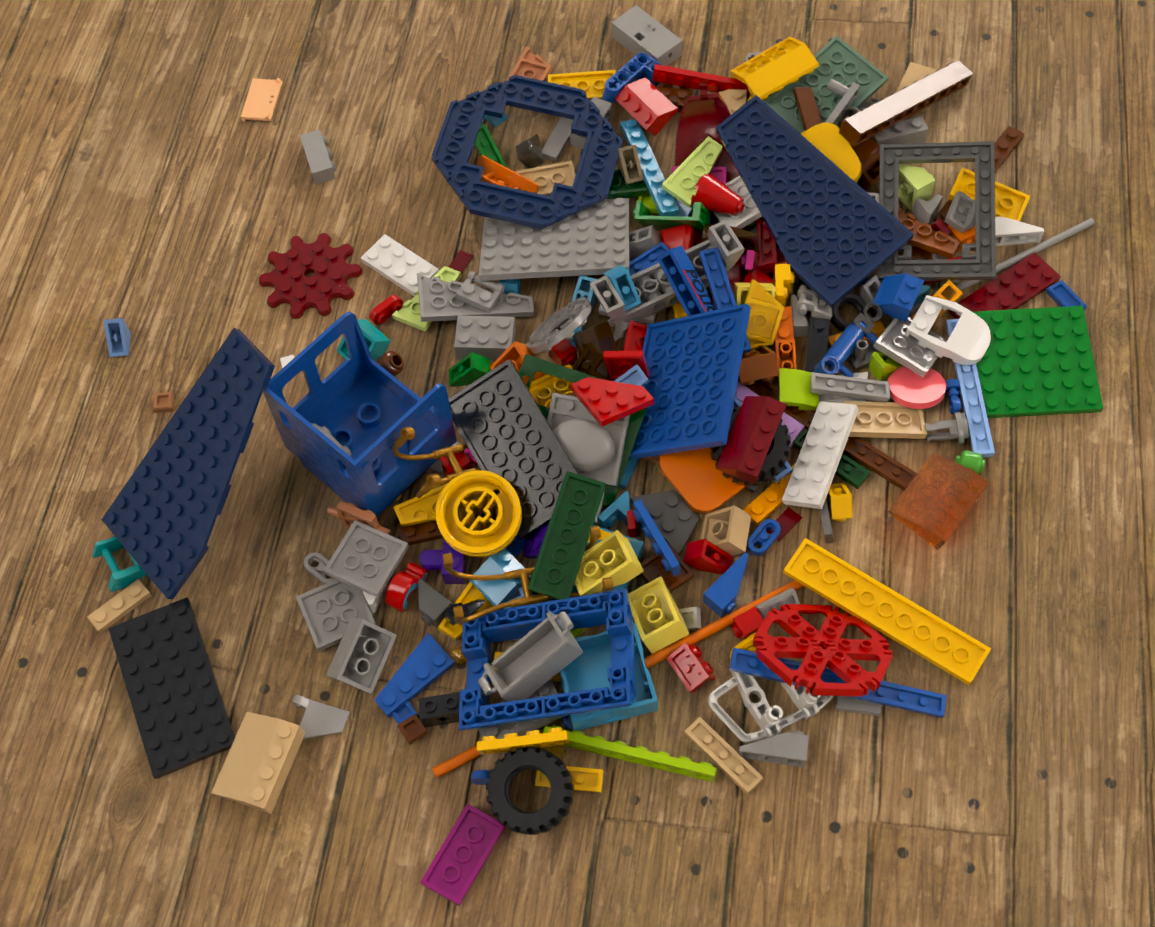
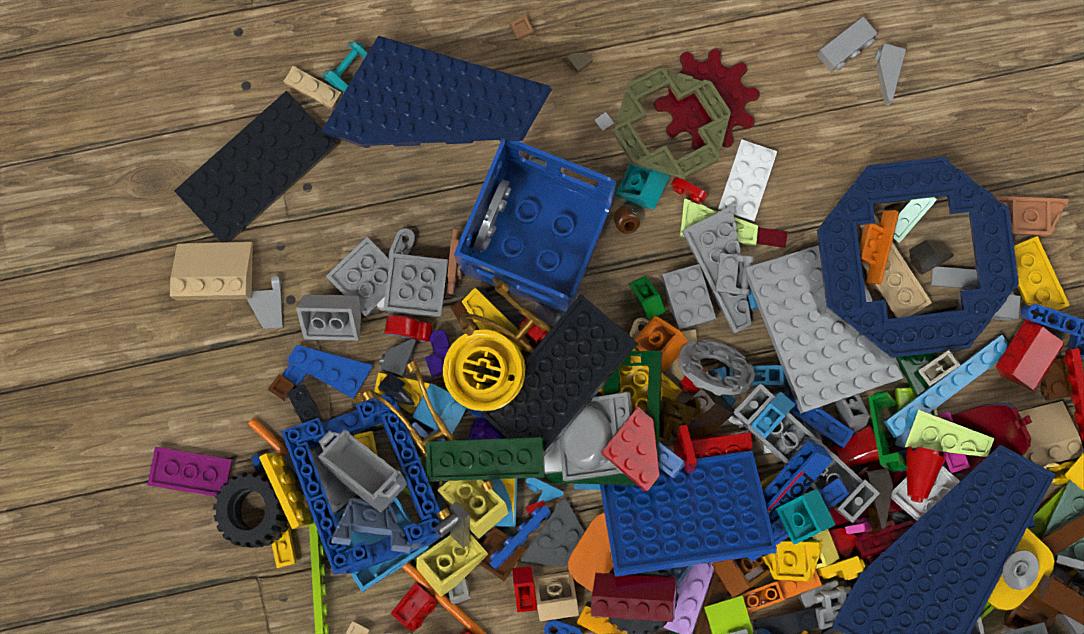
camera: 65 degrees right, 20 degrees up
(287, 283) = (662, 159): none -> olive plate
(356, 134) = (888, 69): none -> light grey slope
(582, 671) = (362, 517): none -> sand blue wing
(624, 581) = (457, 523): none -> flat silver piece
(724, 592) = (496, 615): blue slope -> none
(725, 285) = (805, 516): none -> teal slope
(829, 145) = (1025, 573): none -> light grey dish

